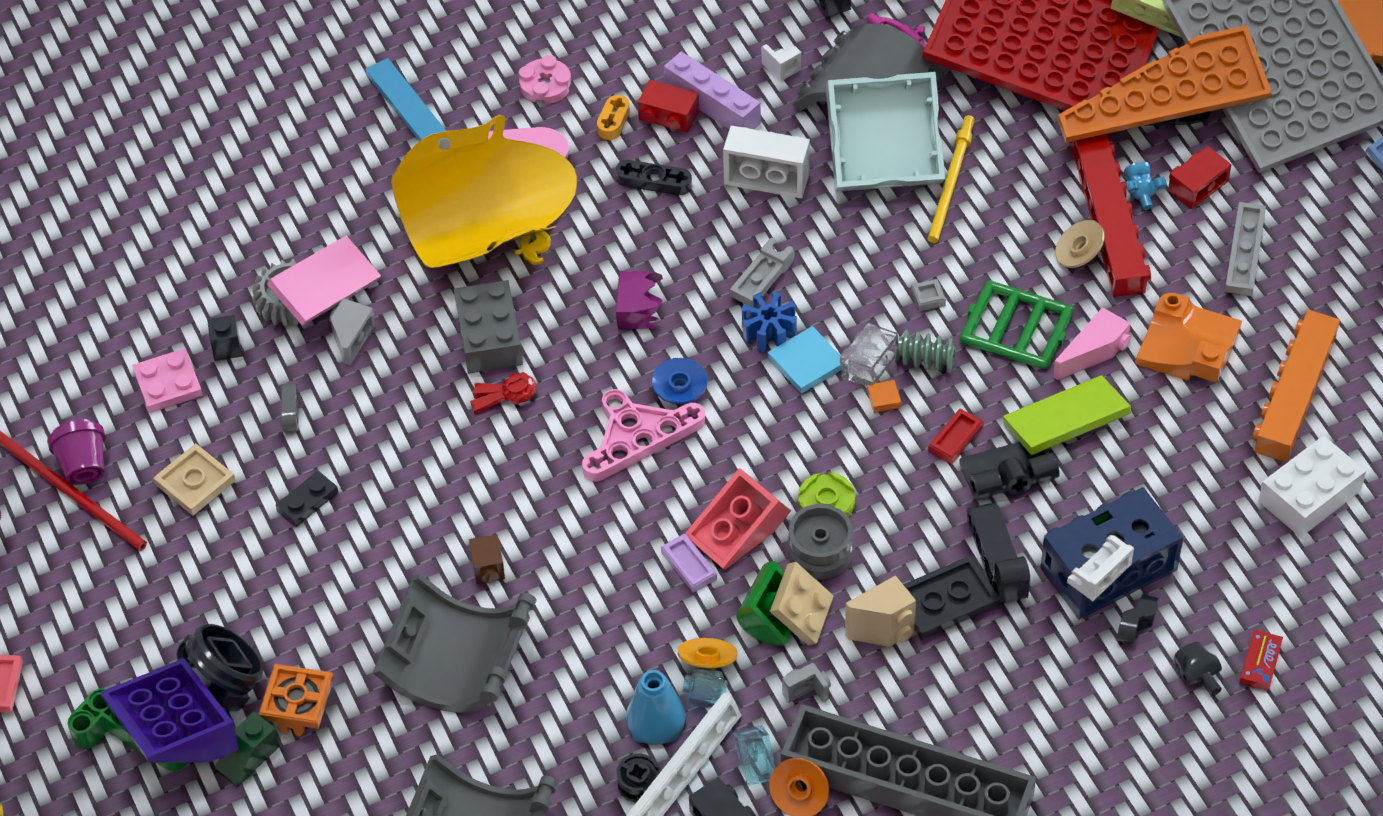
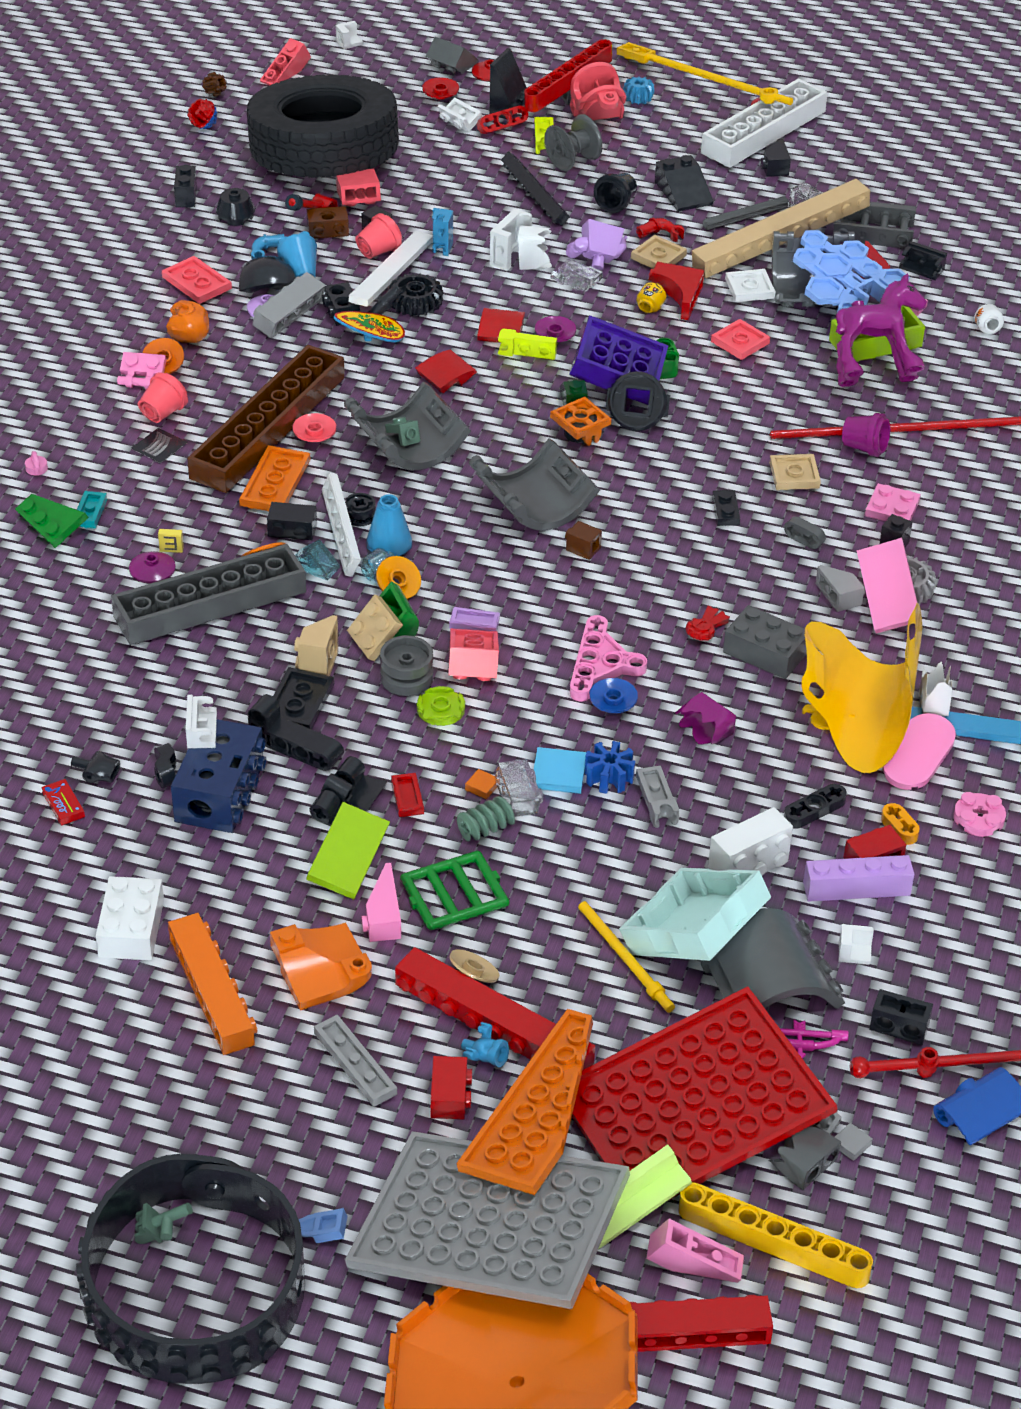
camera: 130 degrees right, 10 degrees down
(804, 680) = (324, 606): light grey bracket -> none
(928, 295) = (537, 867): light grey tile -> none

